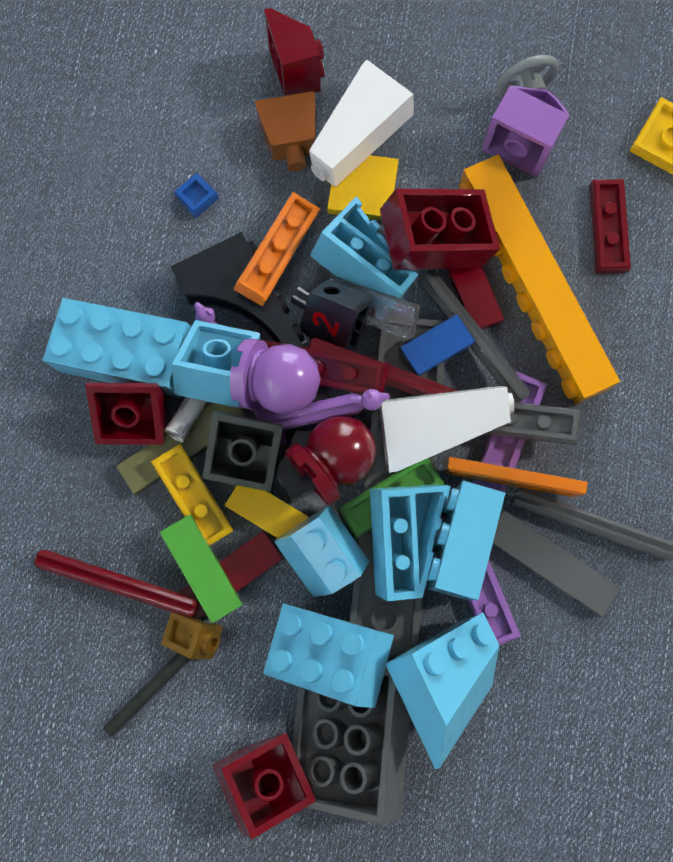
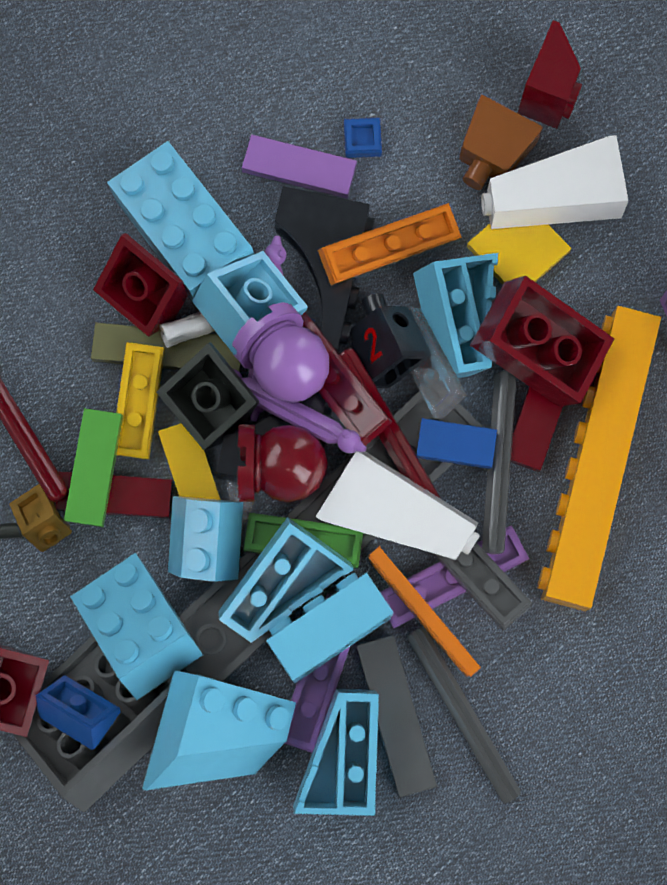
camera: 40 degrees right, 0 degrees up
(168, 247) = (299, 166): none -> medium lavender tile
(337, 751) = (76, 711): none -> blue slope
(548, 623) = (344, 759): none -> medium azure wedge

